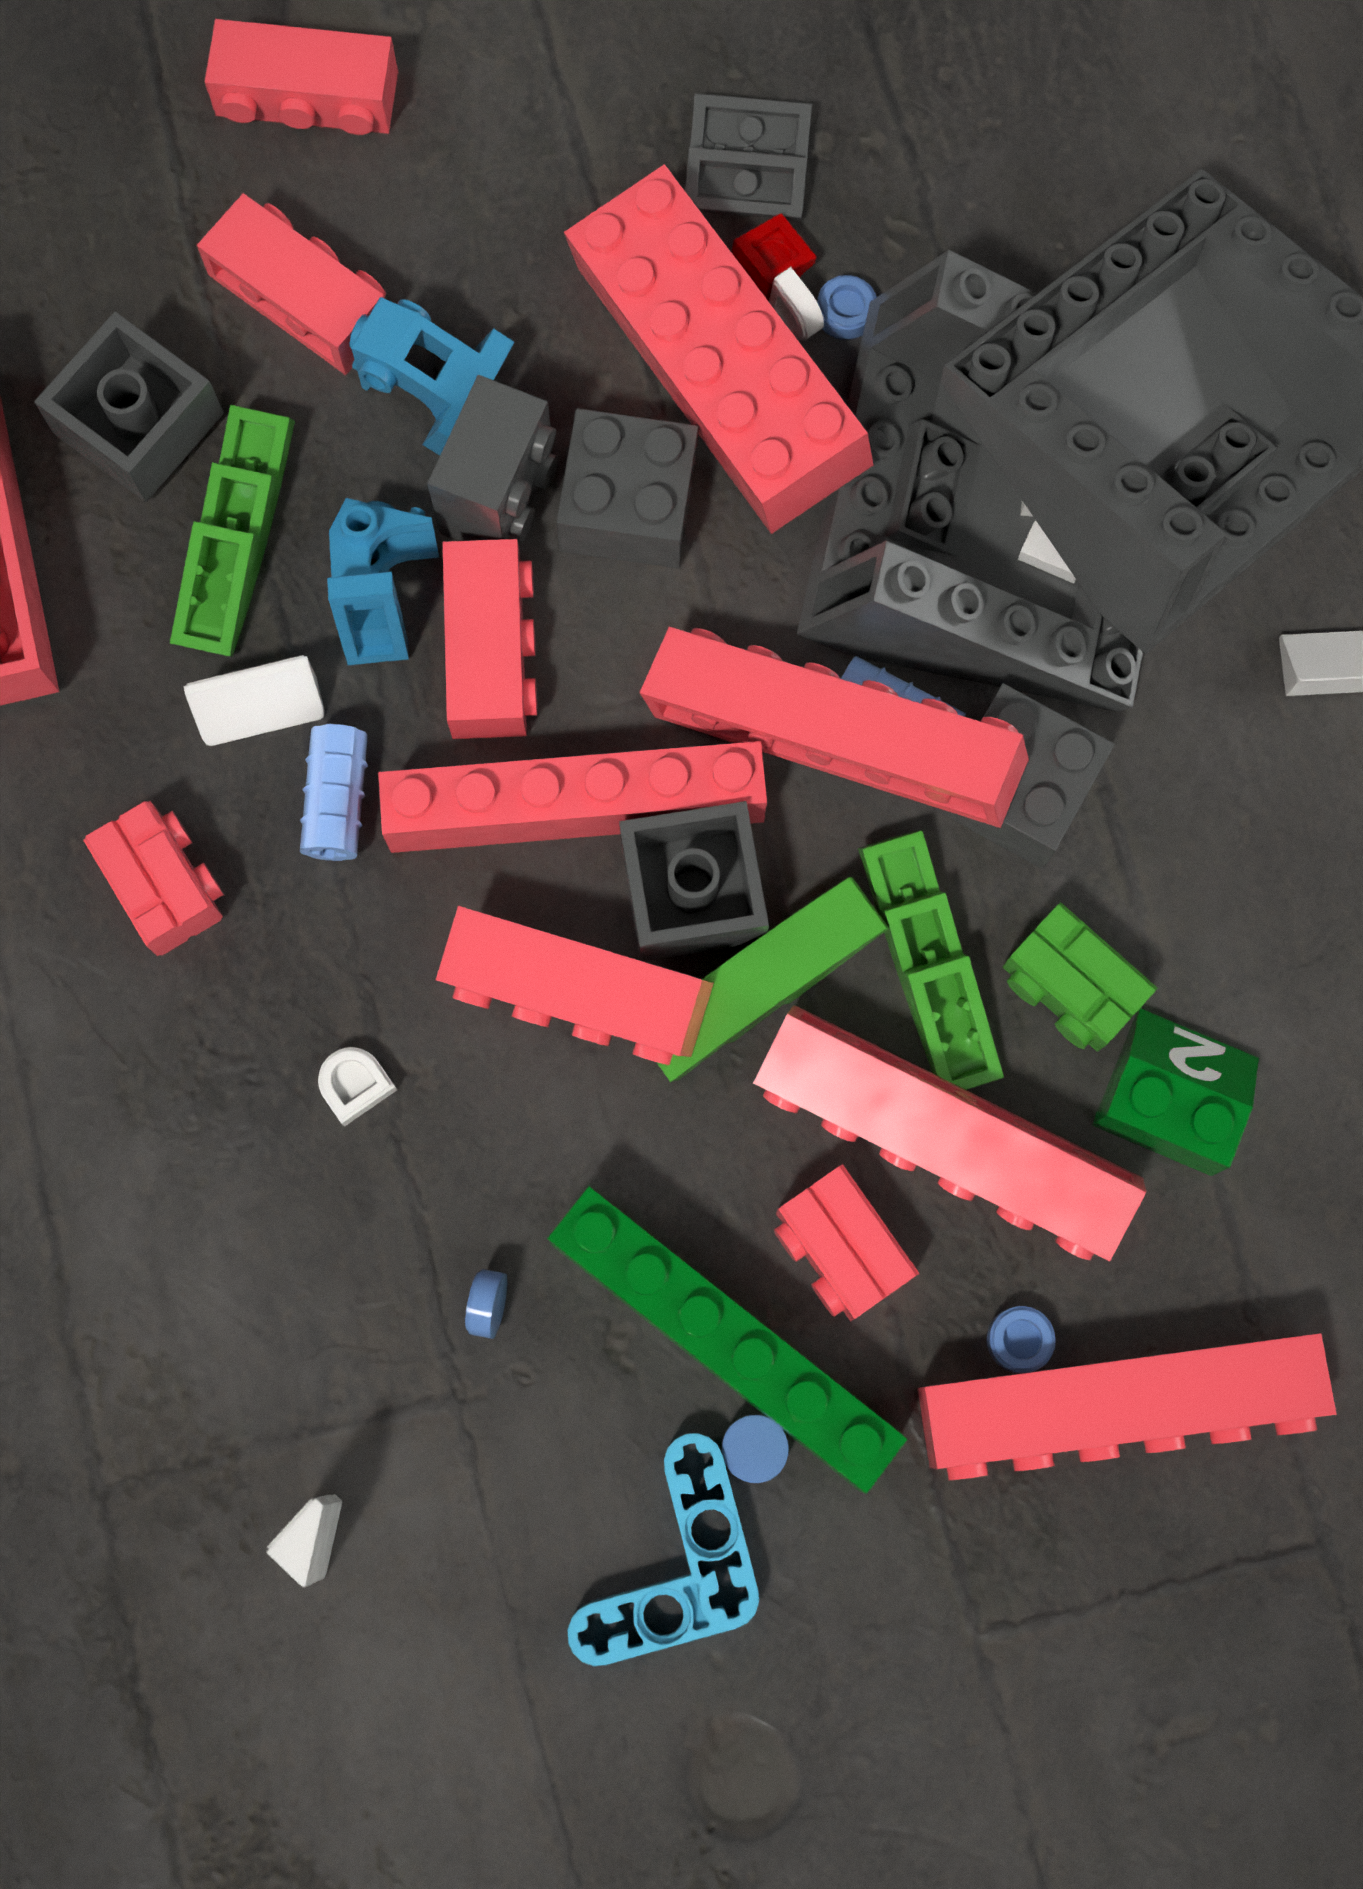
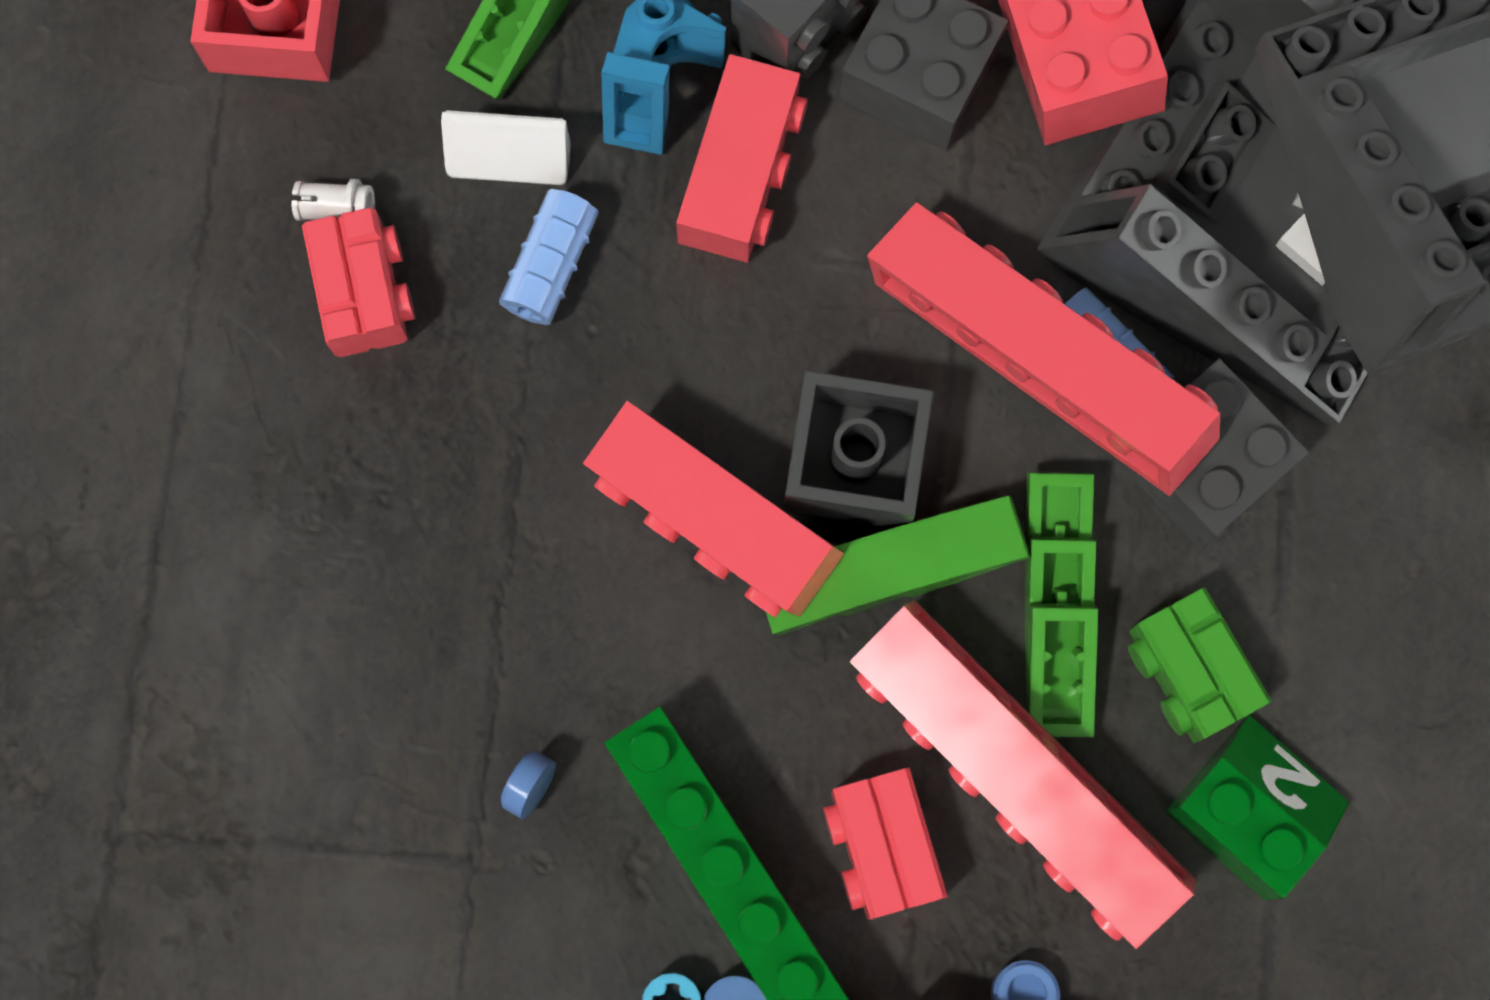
camera: 20 degrees right, 0 degrees up
(102, 804) = (330, 199): none -> white pin
(307, 1540) = (284, 950): white slope -> none
(353, 1083) = (475, 535): white tile -> none
(563, 795) = (763, 329): coral brick -> none

